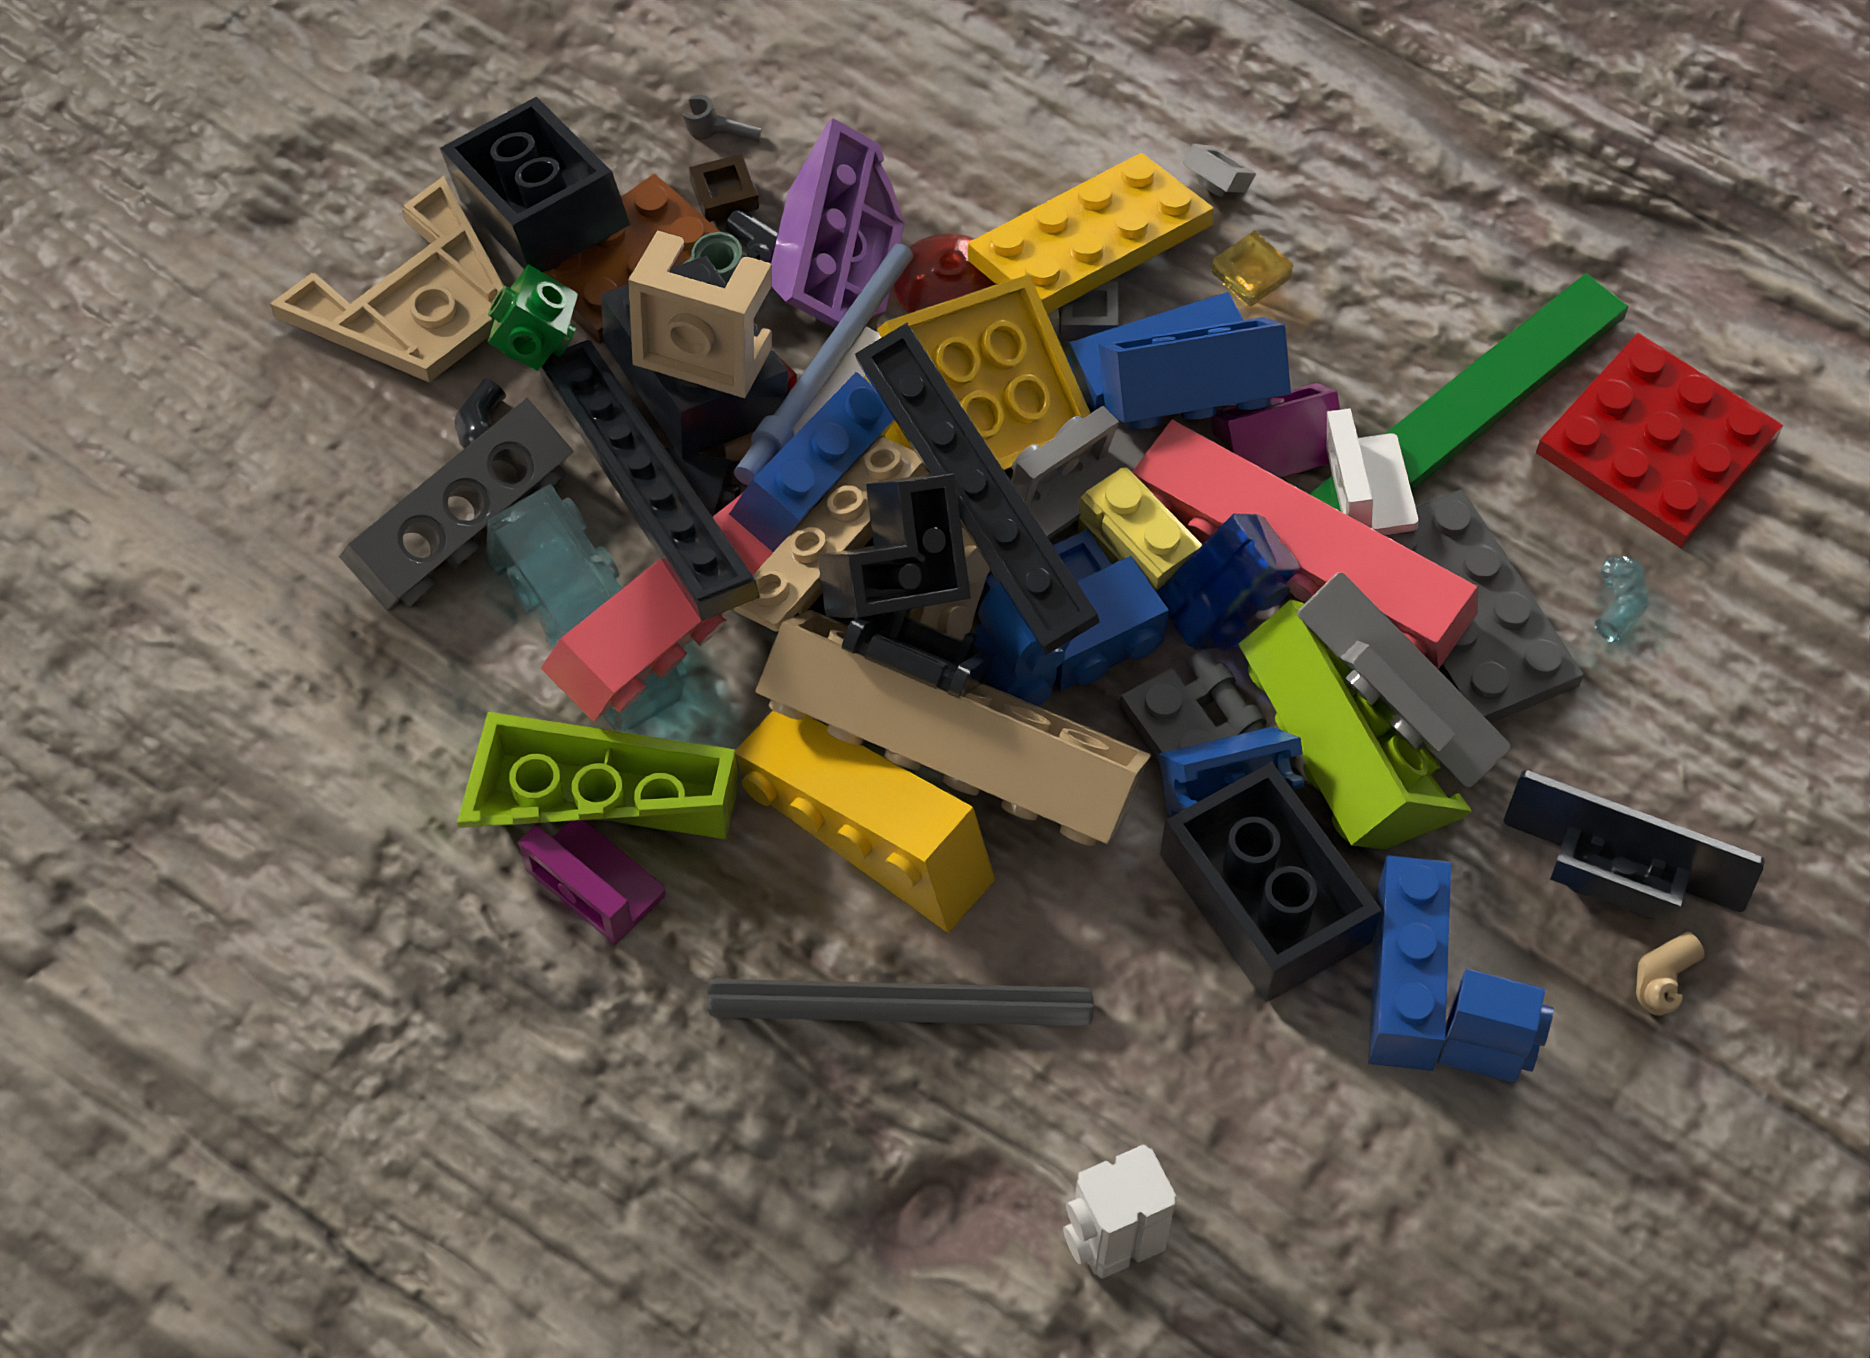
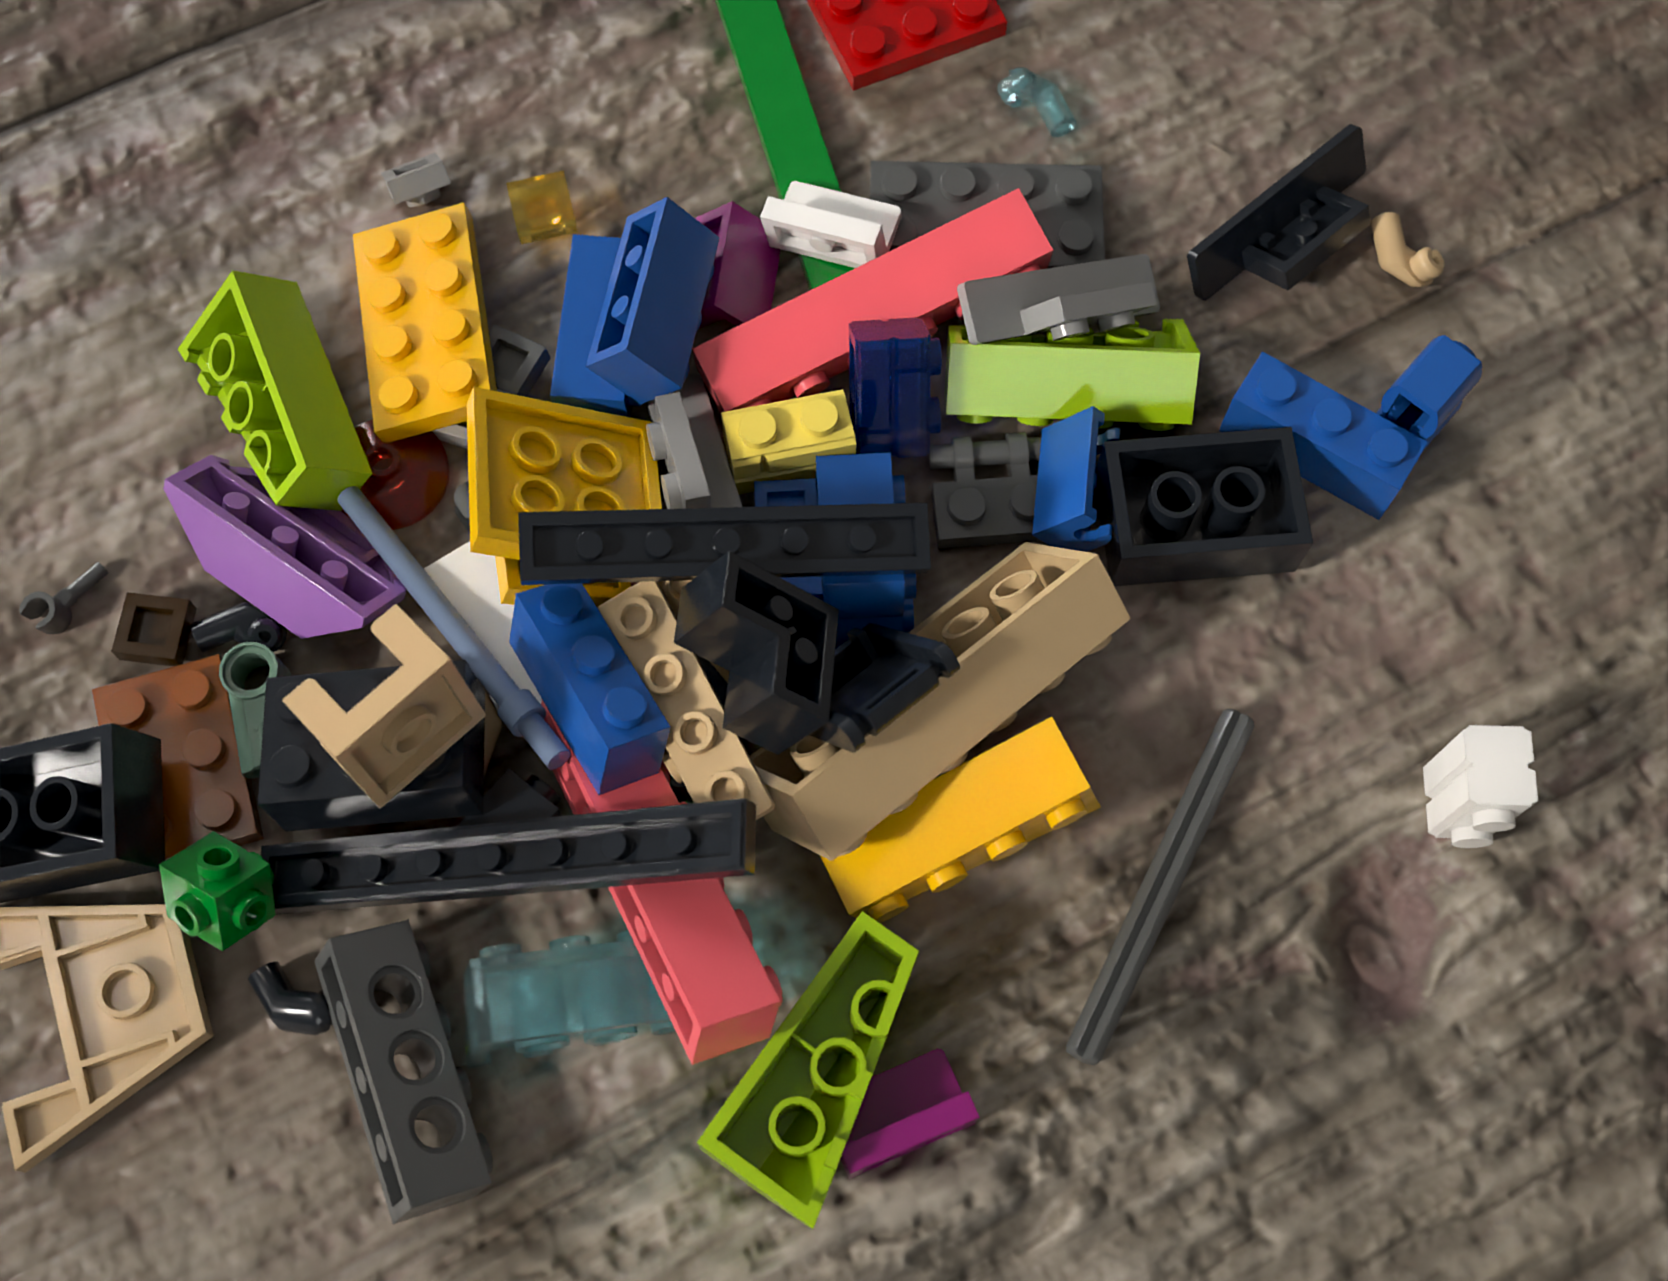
camera: 65 degrees left, 10 degrees up
(965, 166) = (277, 390): none -> lime wedge

